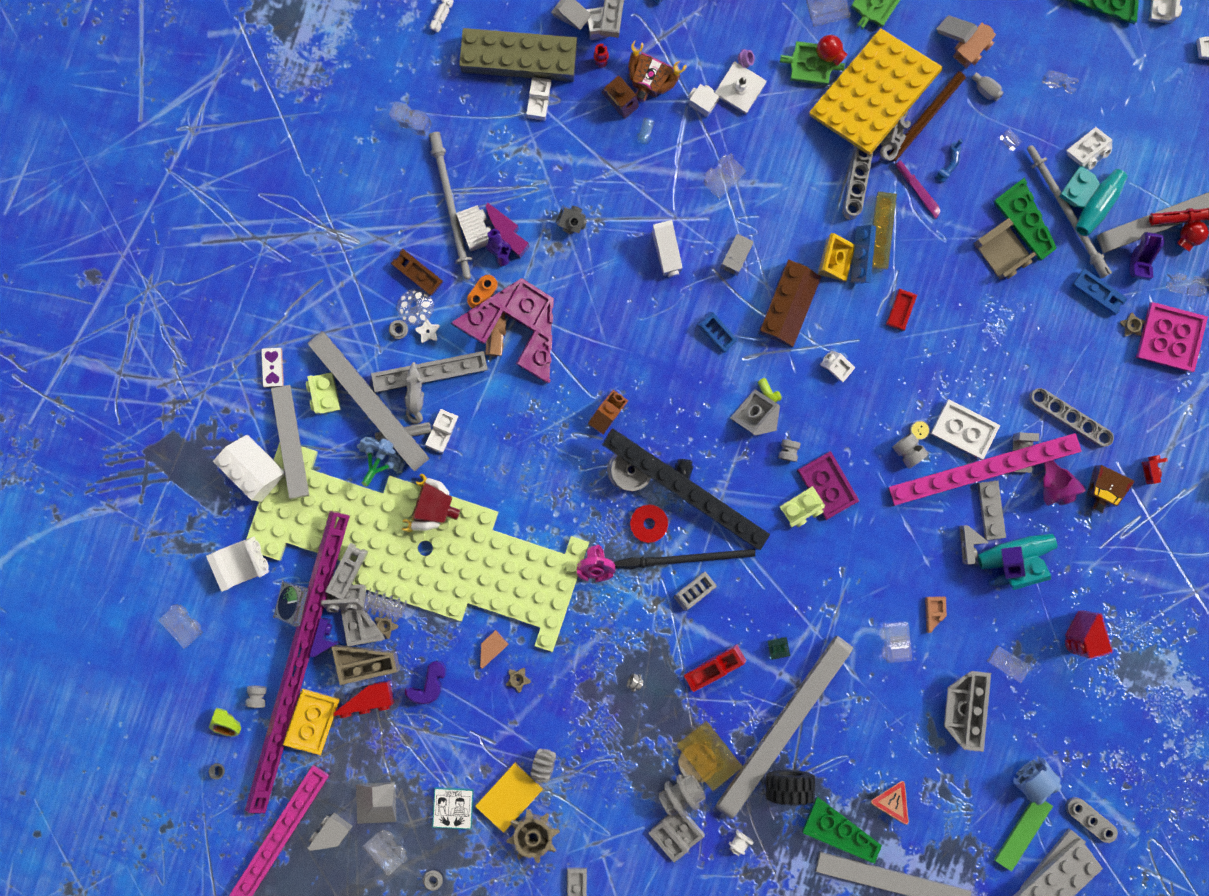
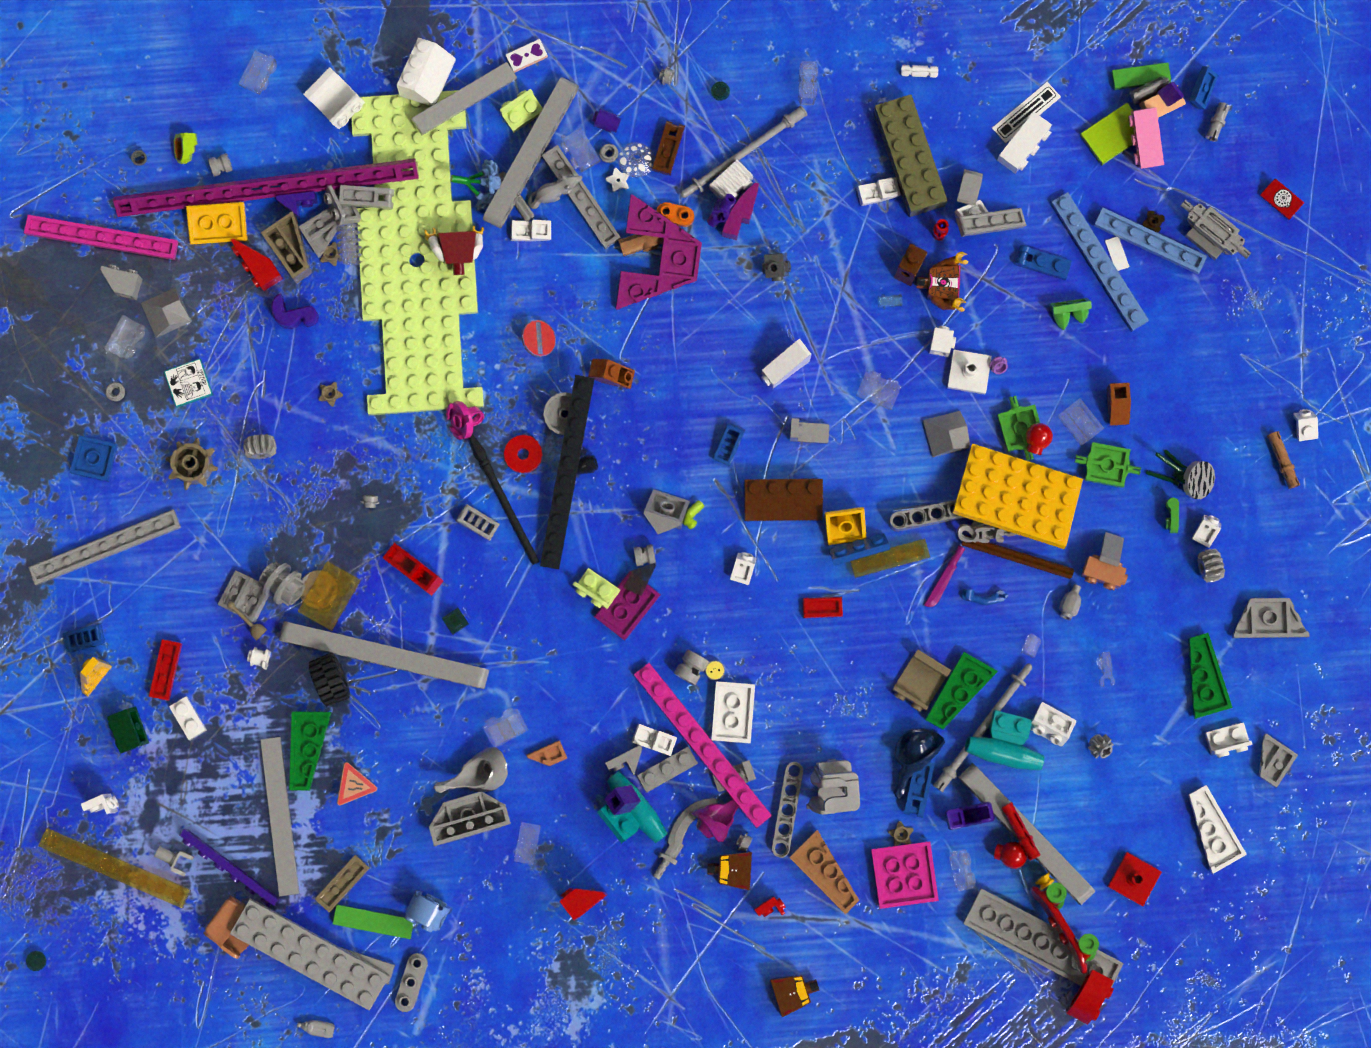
camera: 70 degrees right, 5 degrees down
(290, 603) = (317, 159): tile -> none
(347, 246) = (666, 76): none -> light grey plate
(367, 318) = (606, 120): none -> dark purple brick
(383, 202) = (720, 91): none -> plate
(384, 354) = (580, 150): none -> clear bracket
(491, 648) = (349, 357): nougat tile -> none
(509, 797) = (218, 429): yellow tile -> none
(547, 465) = (538, 338): none -> piece
(714, 835) = (256, 630): none -> dark tan hinge
(789, 131) = (947, 433): none -> light grey slope
(810, 464) = (639, 579): none -> clear smoke slope
(928, 679) = (482, 773): none -> light grey hat
(960, 511) = (654, 739): none -> white slope
(978, 848) = (342, 883): none -> dark tan plate
(1051, 523) = (677, 834): none -> light grey sword
(1068, 280) = (914, 752): none -> dark blue hat
(1074, 364) = (836, 786): none -> light grey animal
(1085, 468) = (744, 842): none -> light grey plate
(1128, 115) = (1100, 746): none -> light grey gear
(1136, 408) = (820, 866): none -> medium nougat wing

